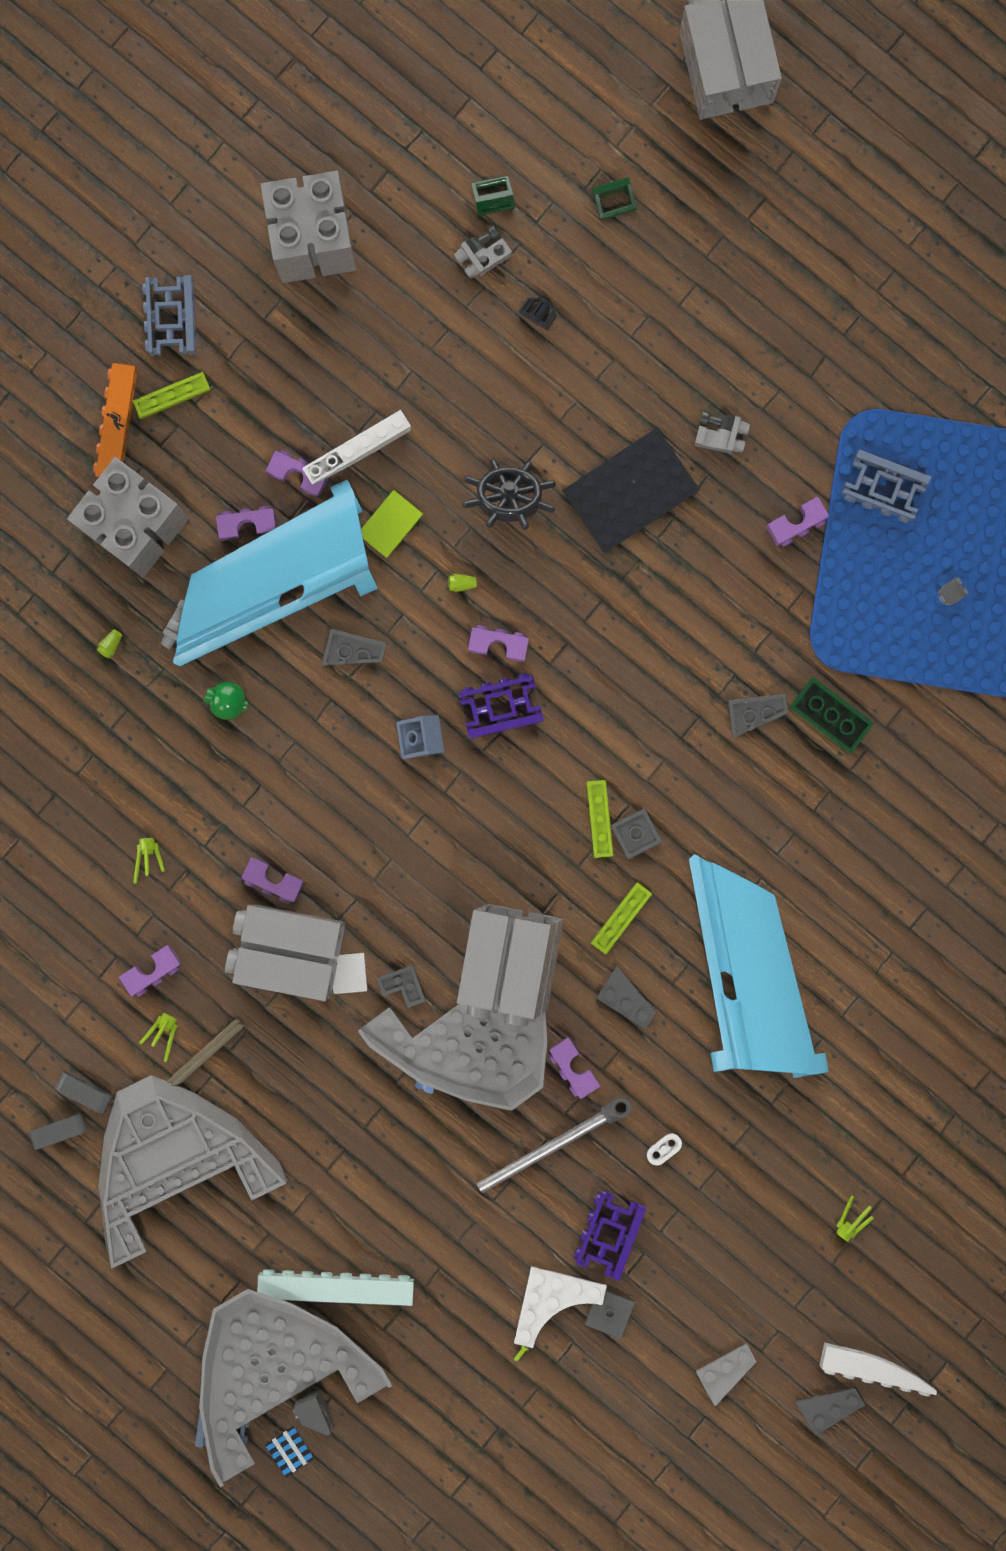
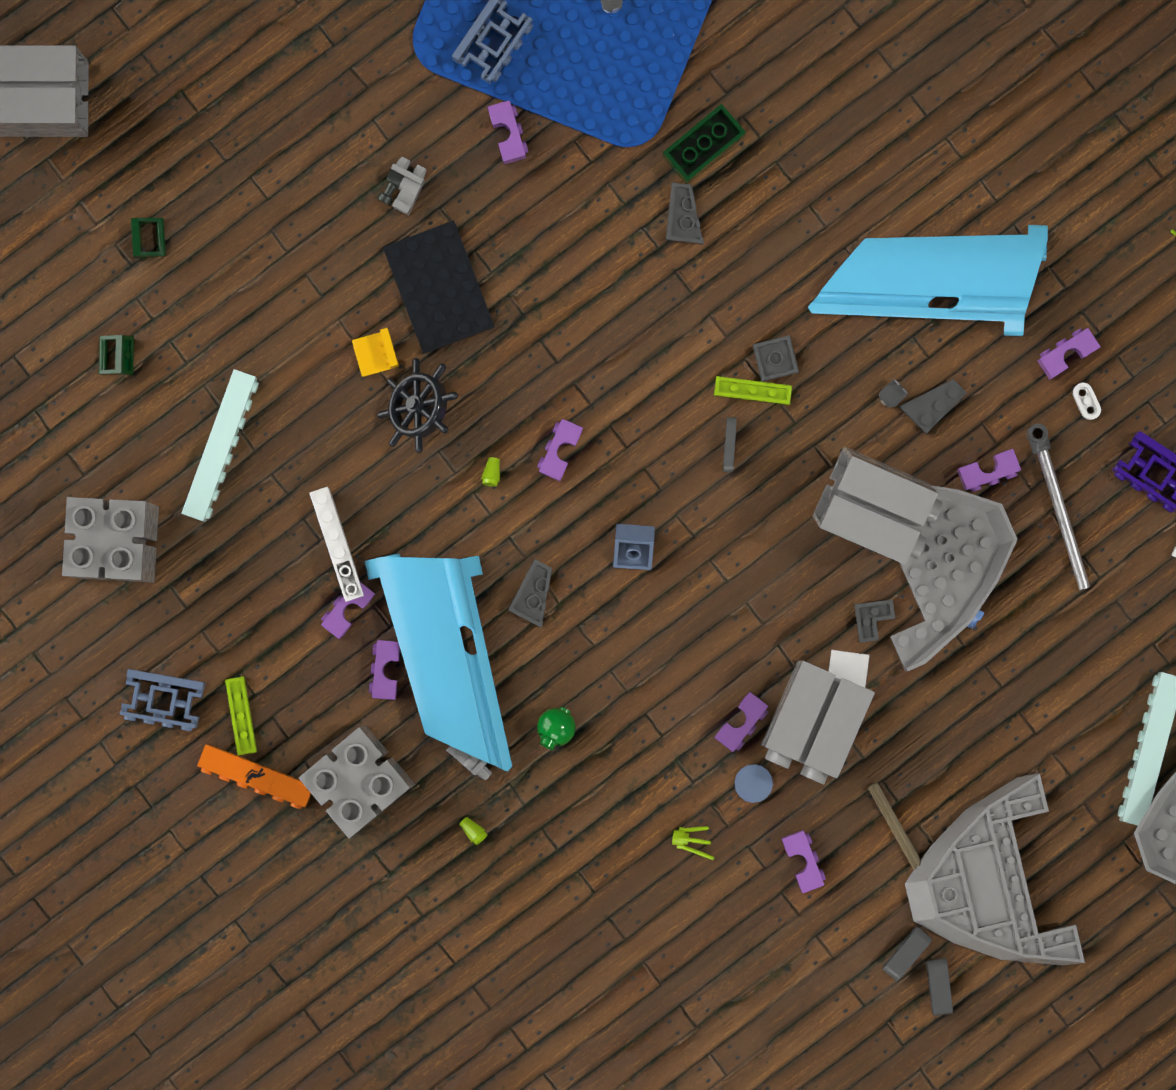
camera: 80 degrees left, 0 degrees up
(165, 1023) = (857, 858): lime plant -> none
(216, 905) = (753, 783): none -> sand blue tile
(390, 524) = (417, 529): lime tile -> none
(427, 314) = (219, 446): none -> light aqua brick
(483, 259) = (174, 382): light grey hips -> none
(504, 720) = (637, 461): dark purple fence -> none
(538, 312) = (242, 336): black piece -> none
(541, 807) = (729, 447): none -> dark grey beam
(552, 443) = (375, 353): none -> yellow bracket
(621, 918) = (854, 391): lime tile -> none
(626, 956) = (892, 394): none -> dark grey piece
(720, 1131) = (1053, 361): none -> medium lavender arch

